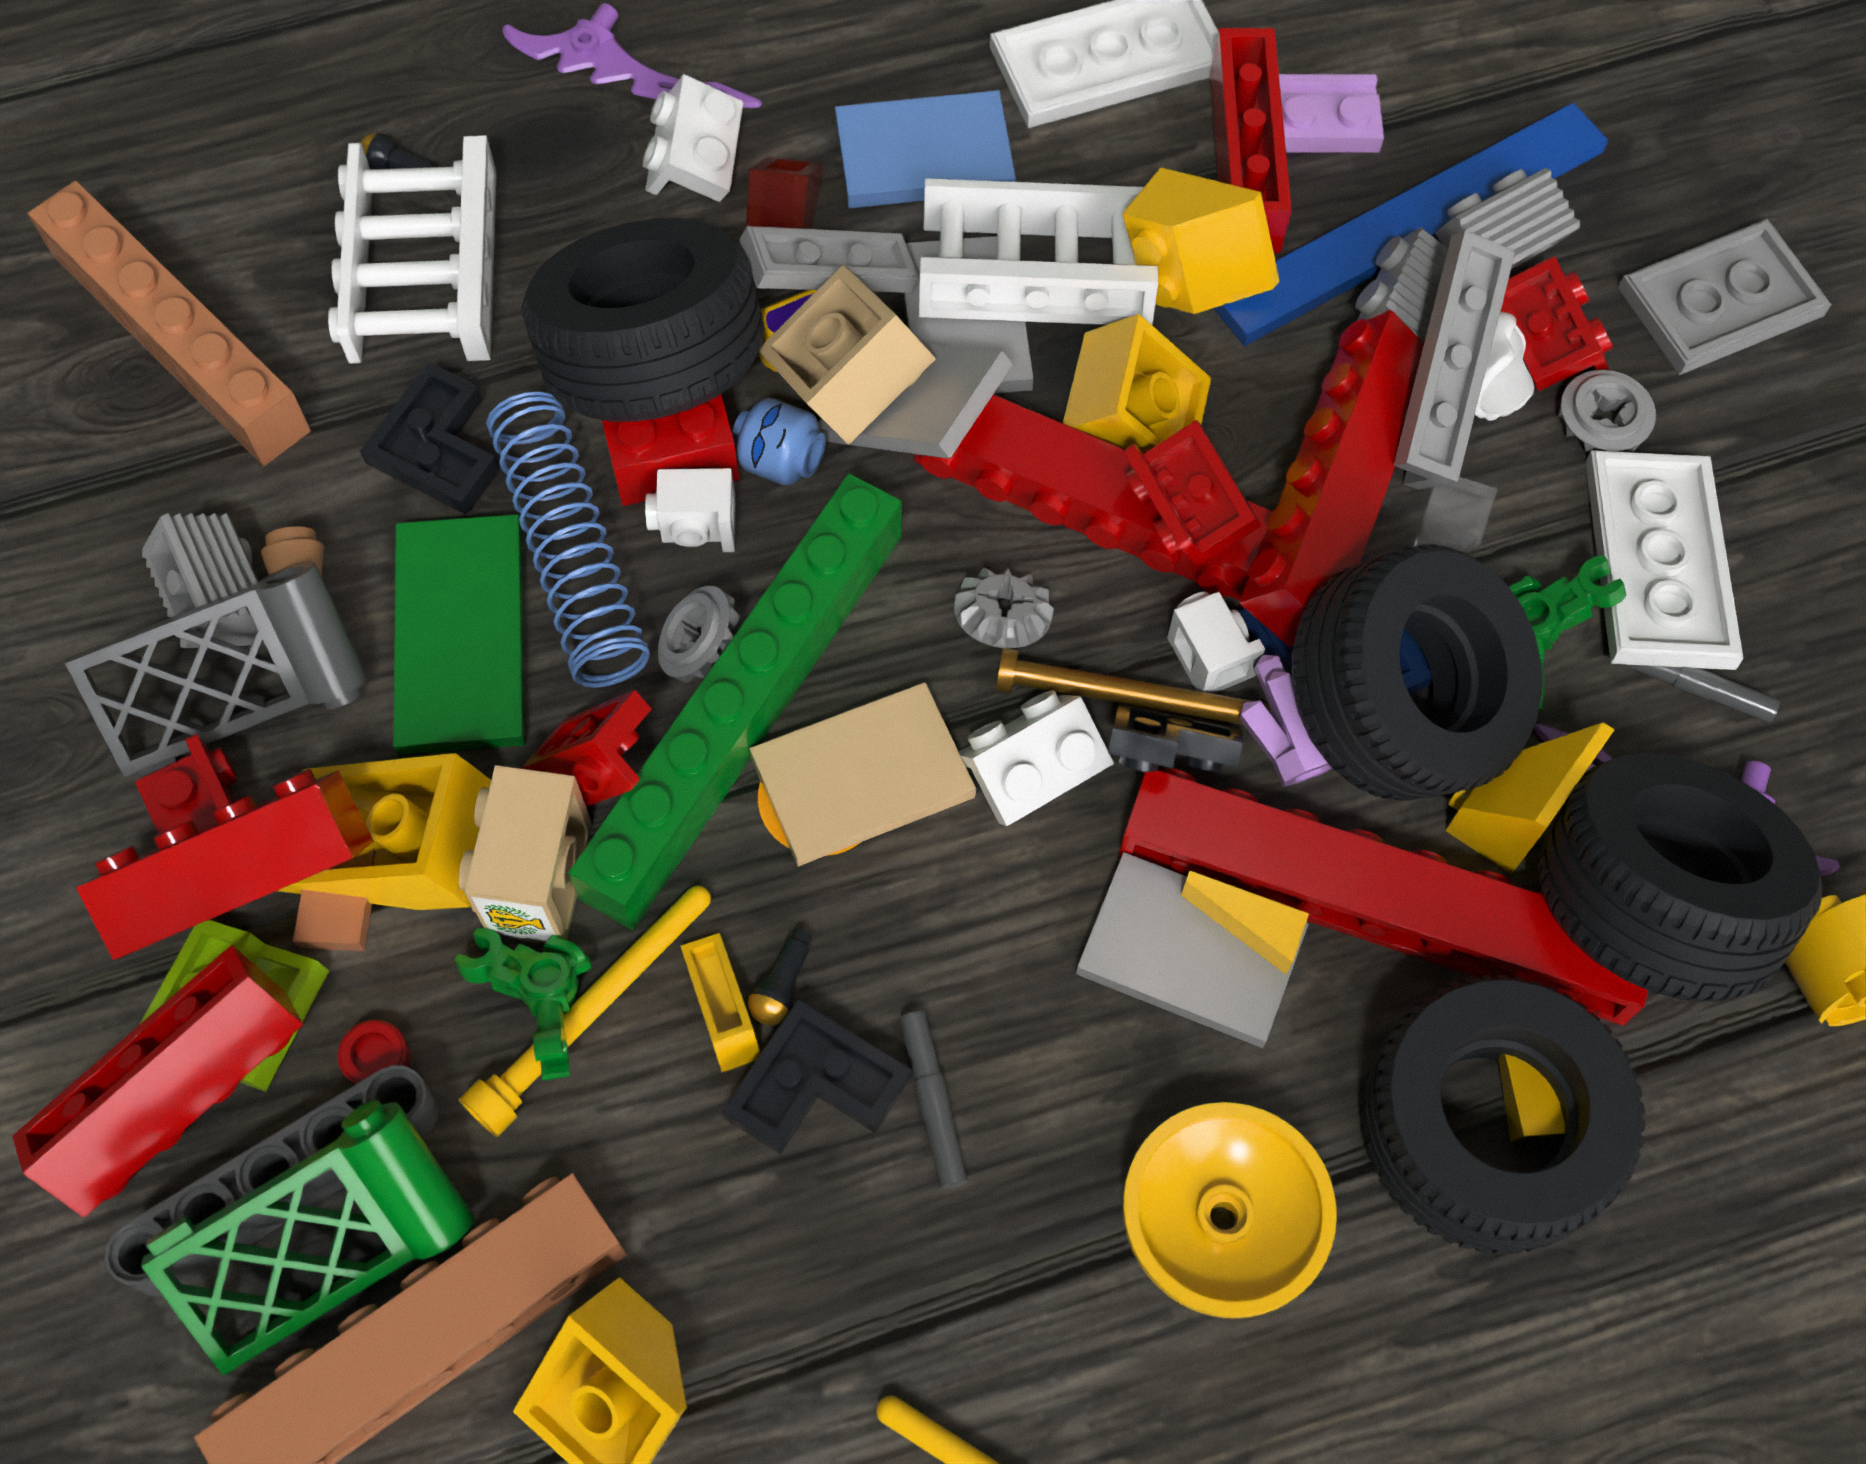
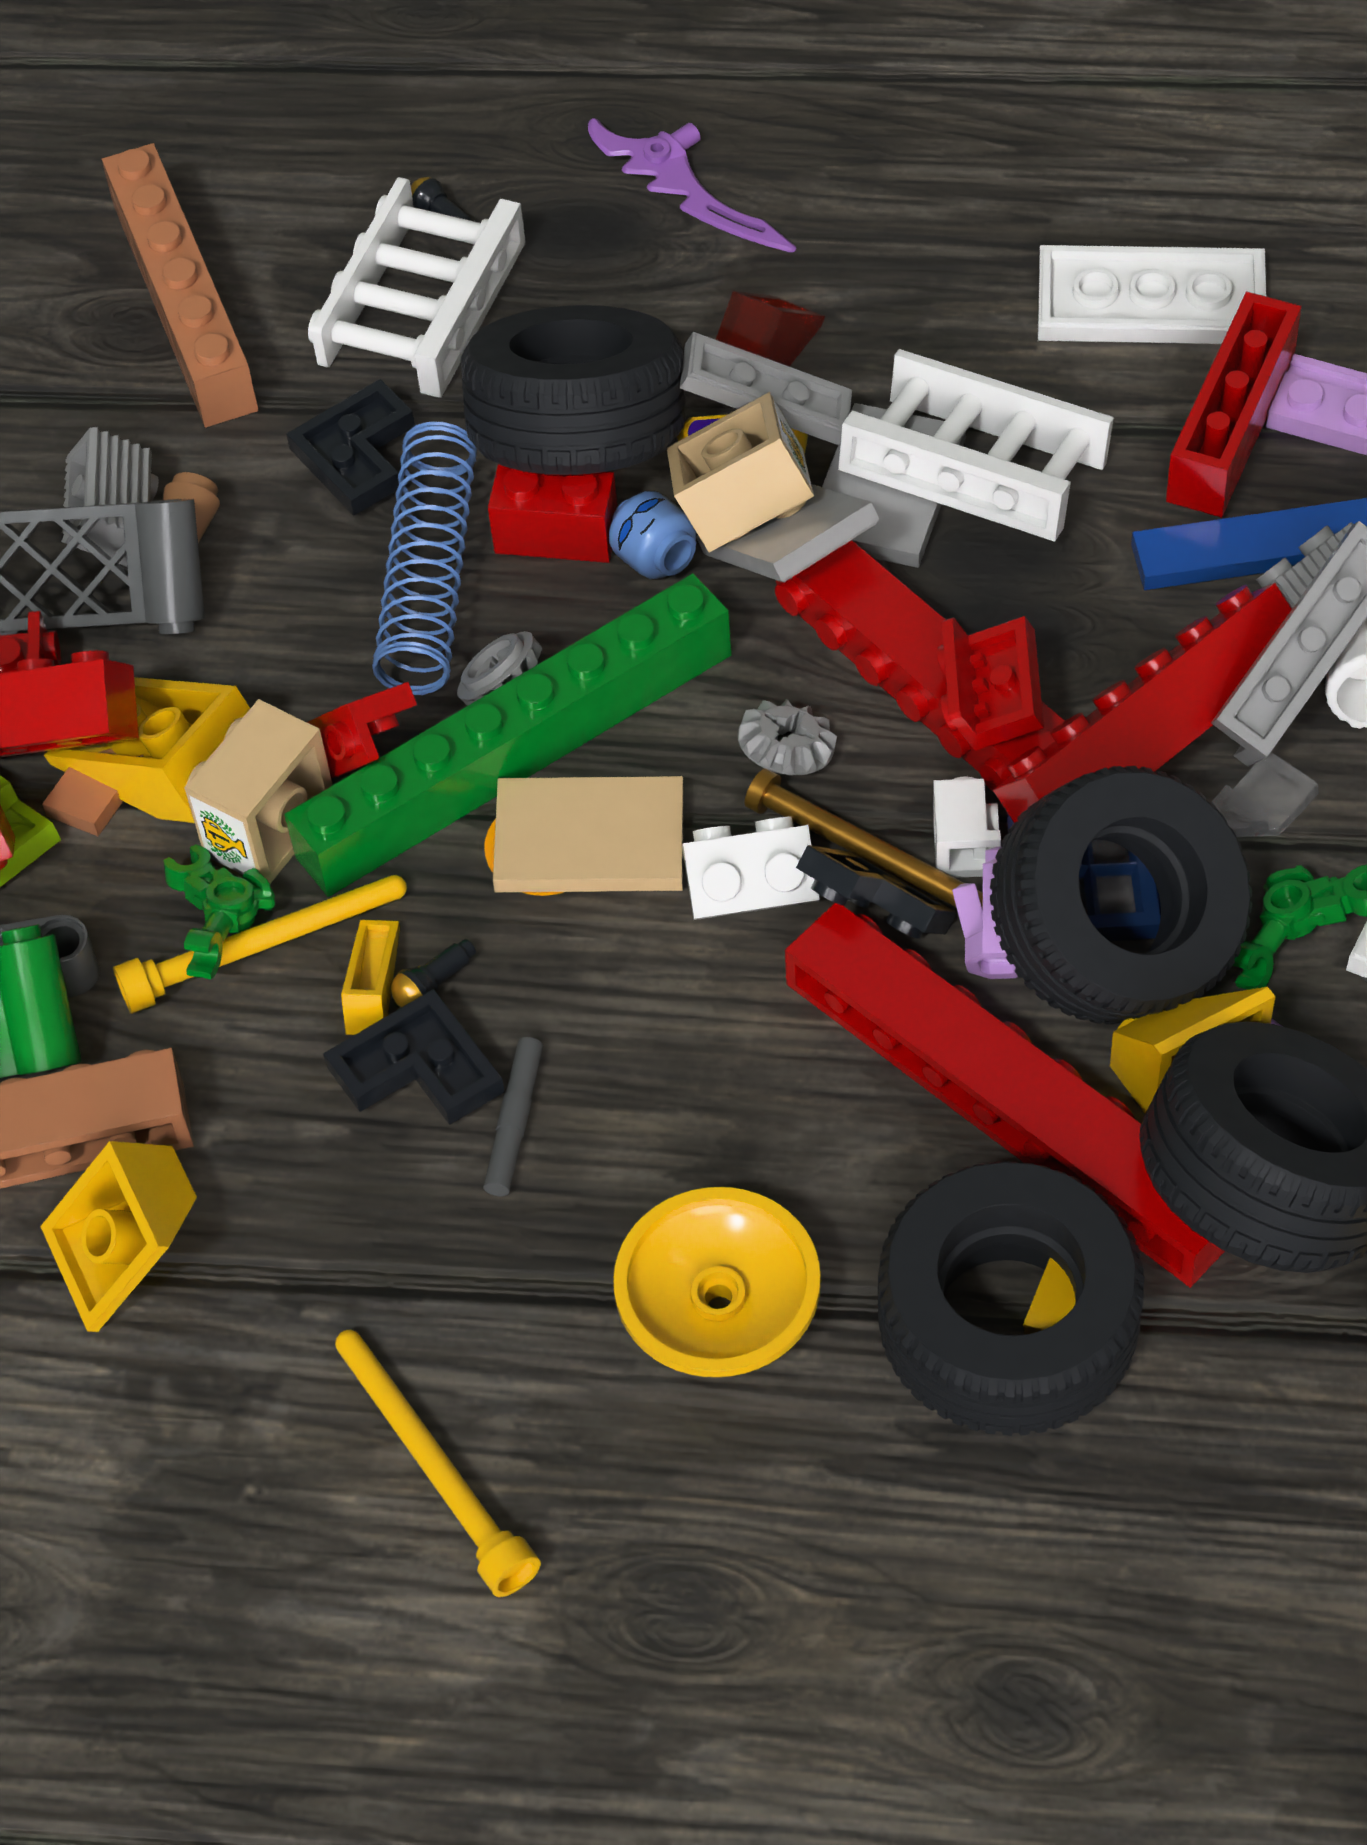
camera: 30 degrees right, 10 degrees down
(372, 1048) = (67, 901): red tile -> none
(459, 635) = (300, 609): green tile -> none
(693, 139) = (715, 261): white bracket -> none
(693, 507) = (551, 567): white brick -> none
(901, 142) = (925, 318): medium blue tile -> none
(1134, 386) = (1011, 575): yellow slope -> none
(1178, 957) = (811, 1078): light grey tile -> none
(1203, 238) = (1123, 474): yellow slope -> none
(1258, 922) = (876, 1067): yellow piece -> none

